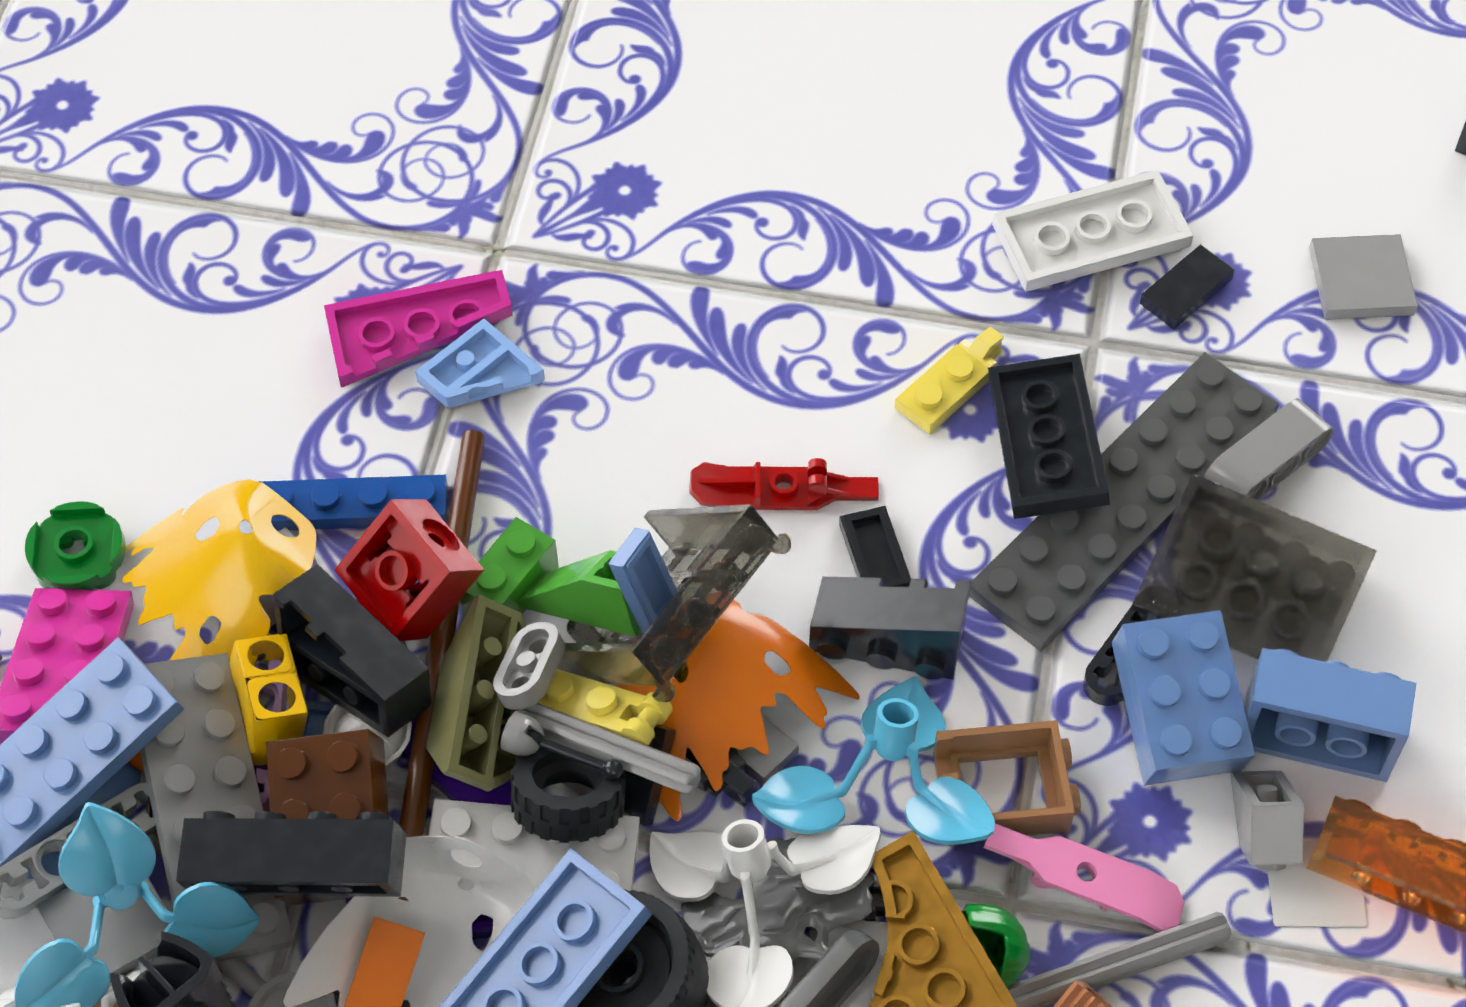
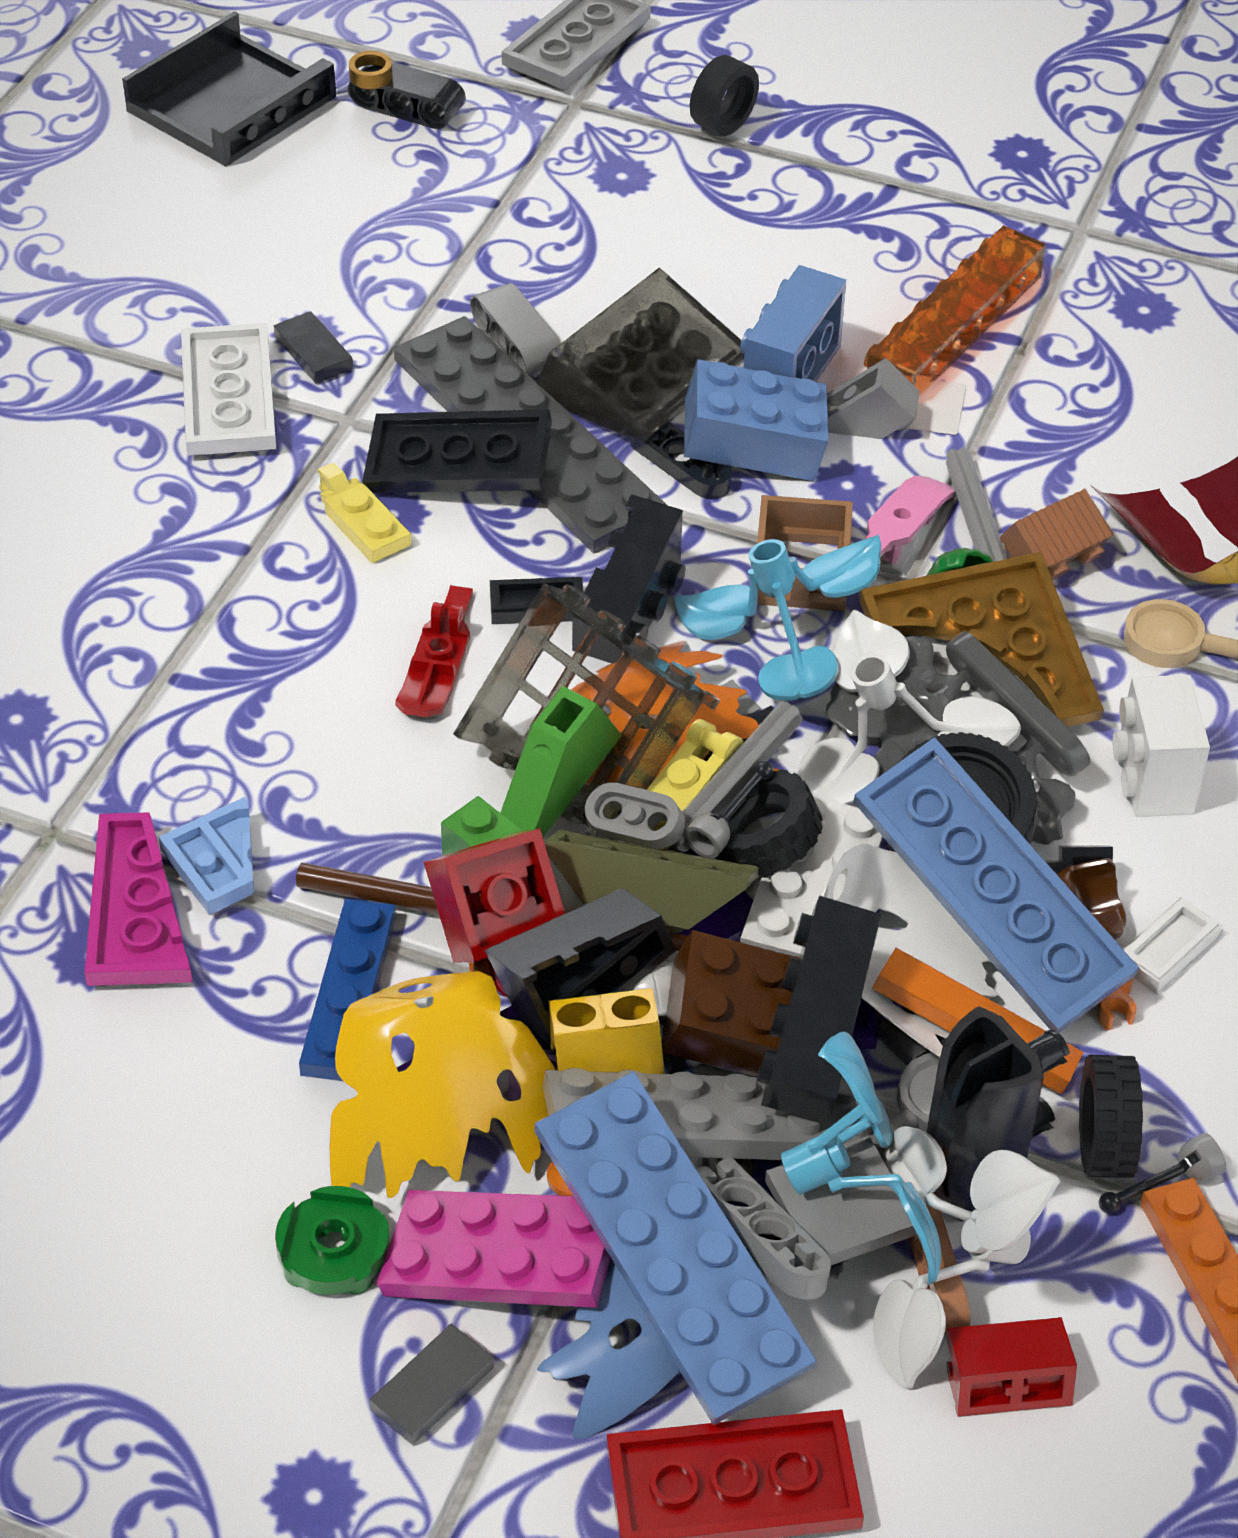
camera: 80 degrees left, 10 degrees down
(642, 577) = (589, 683): medium blue tile -> none
(1363, 276) = (344, 243): light grey tile -> none

